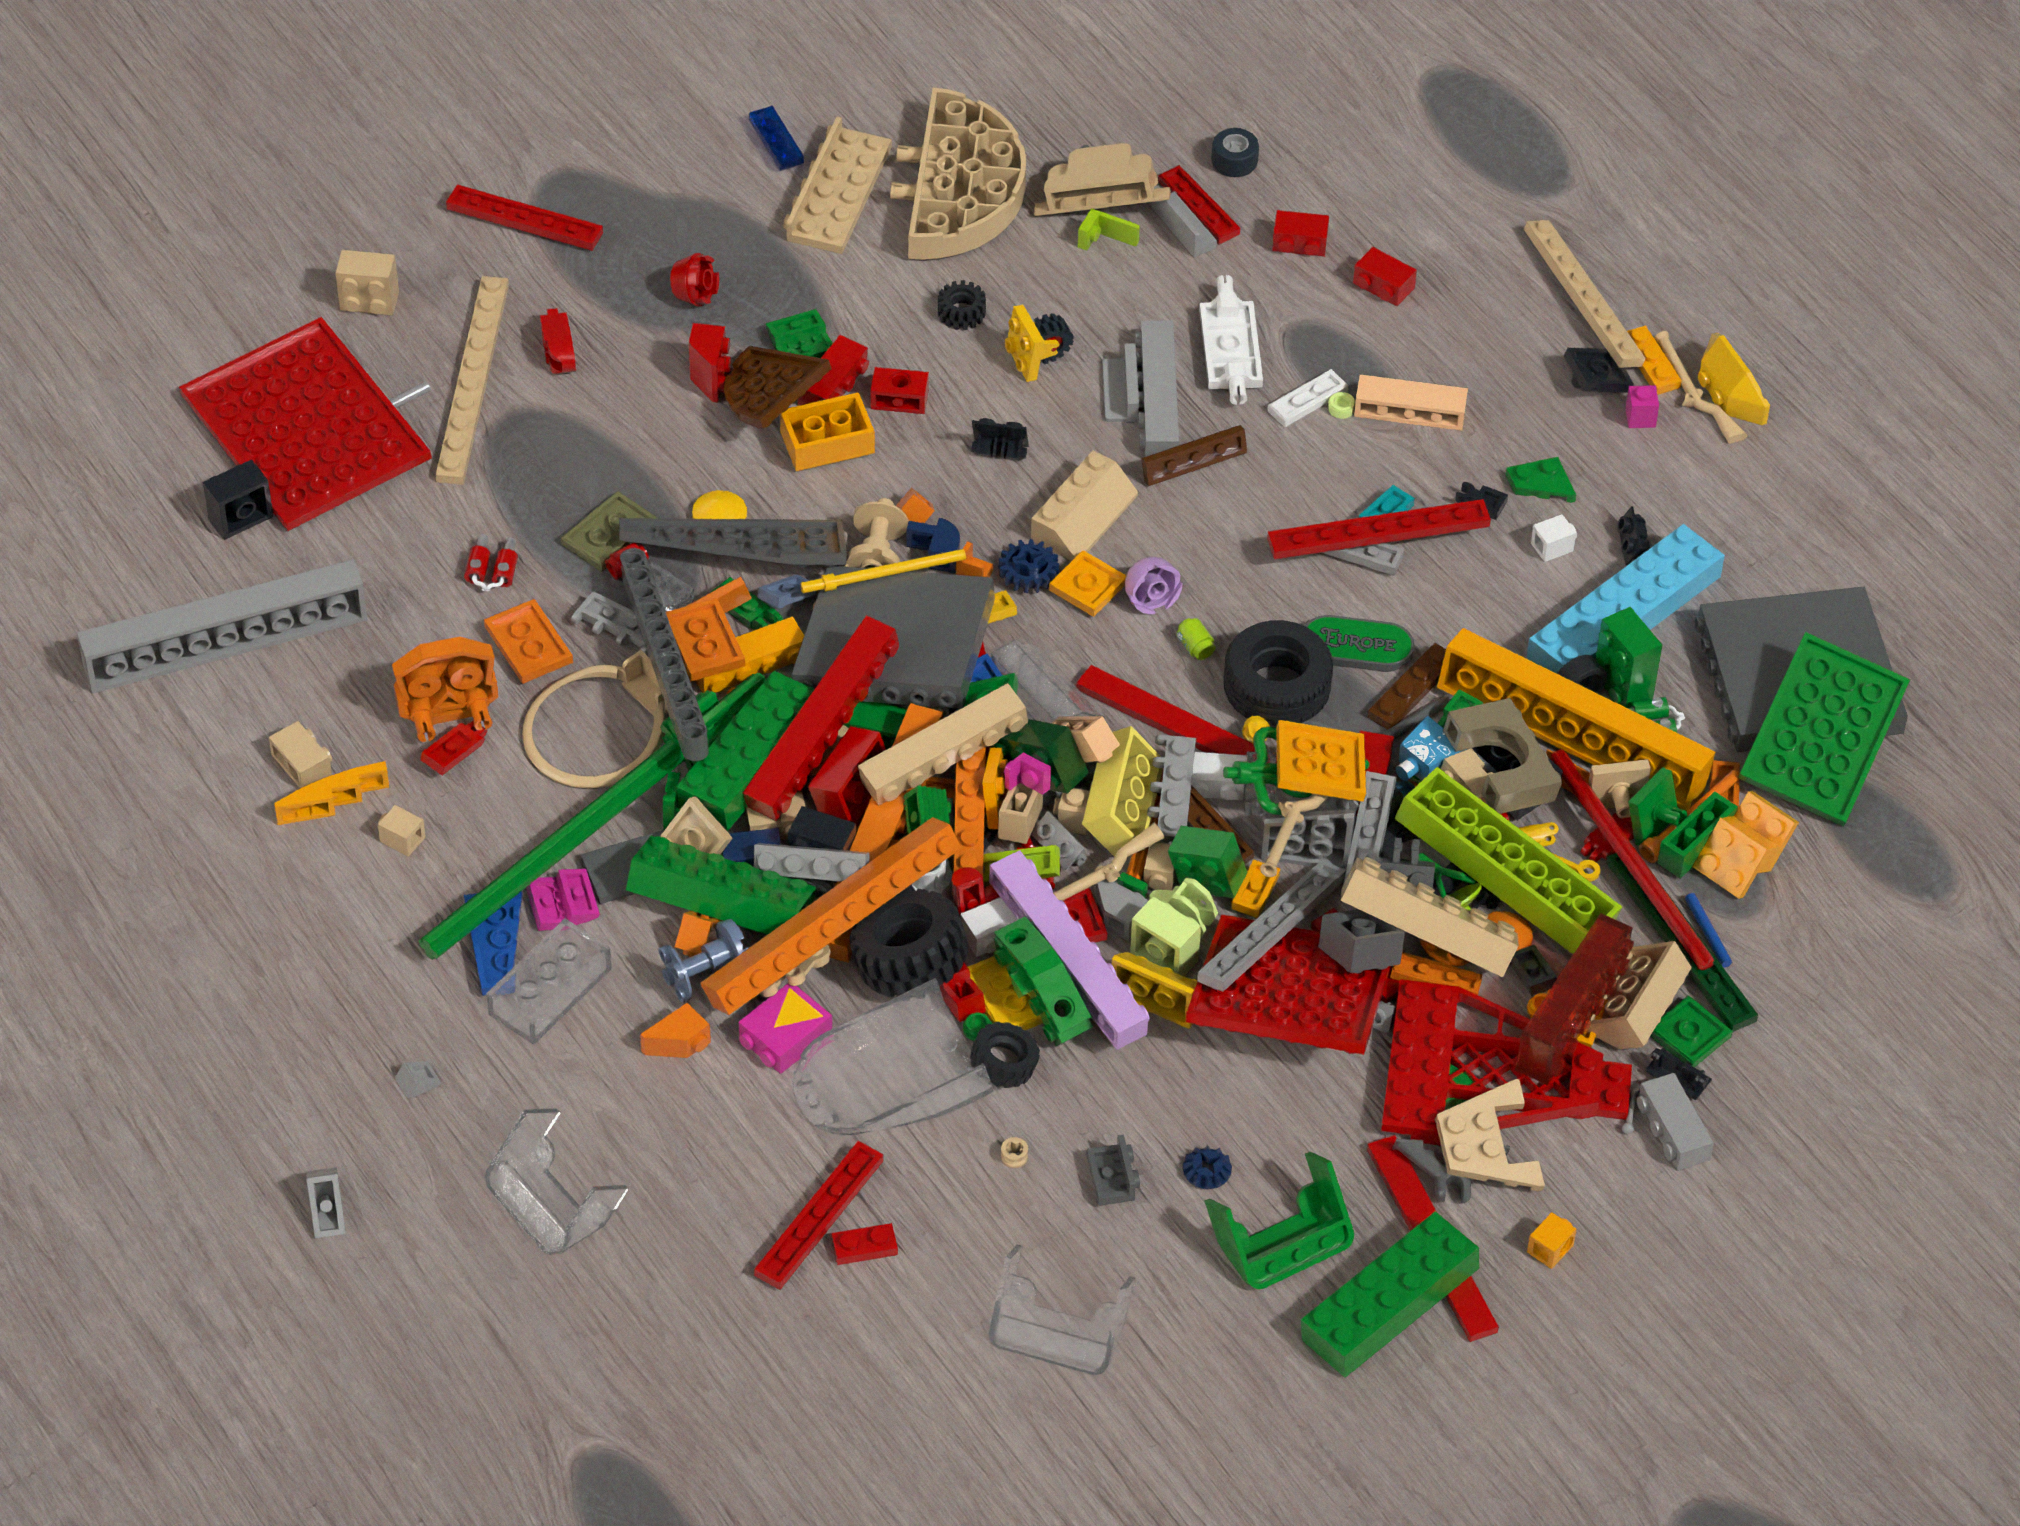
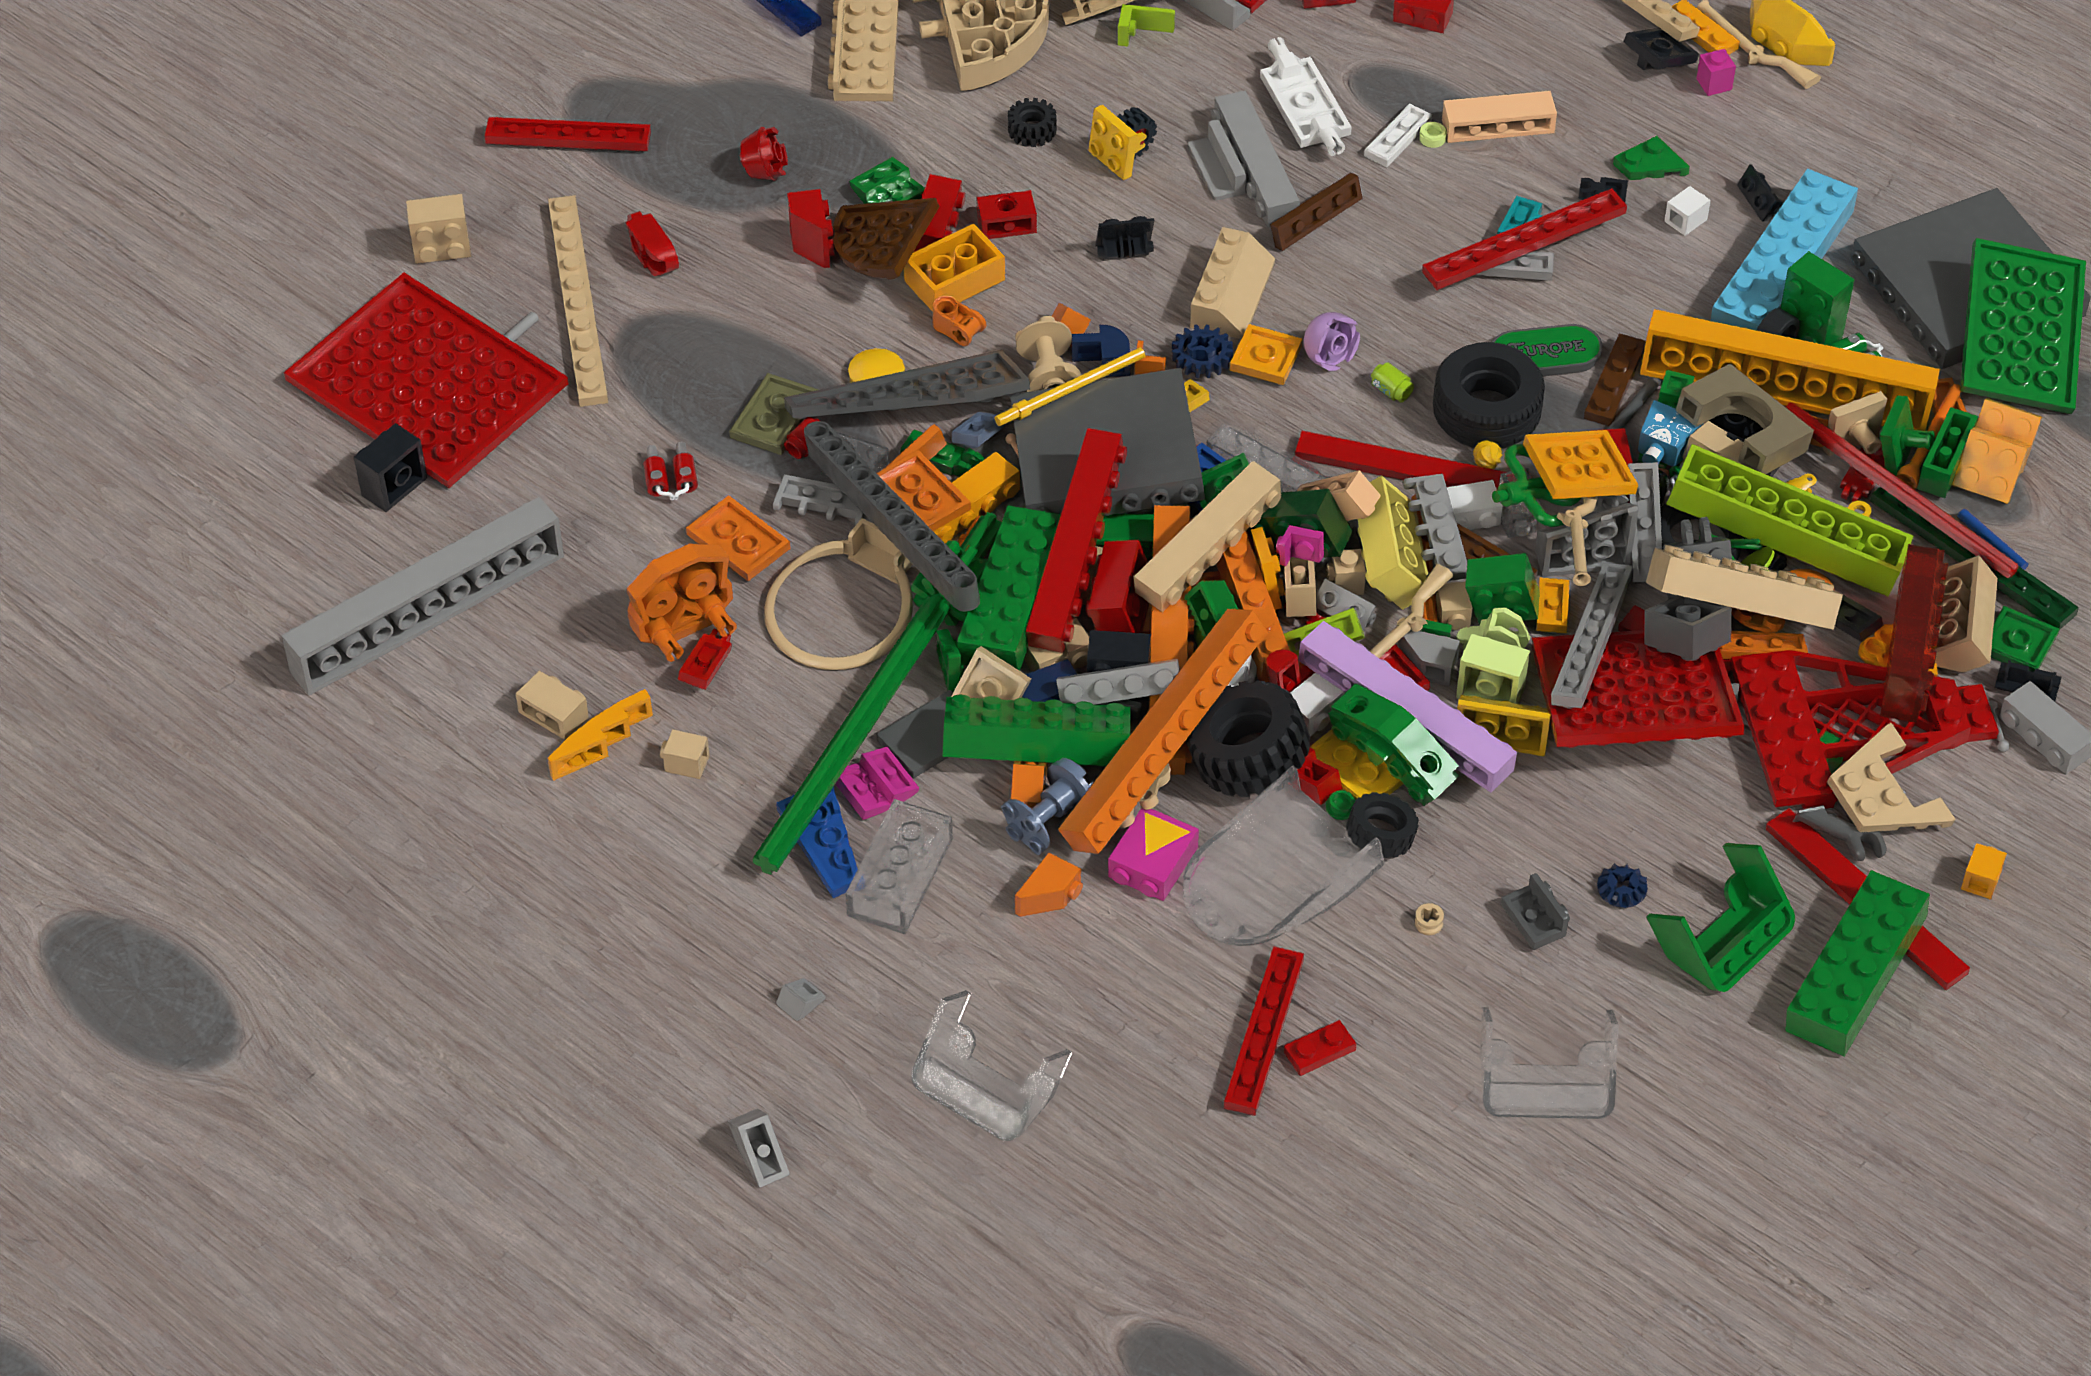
camera: 15 degrees left, 0 degrees up
(811, 481) = (955, 320): none -> orange piece

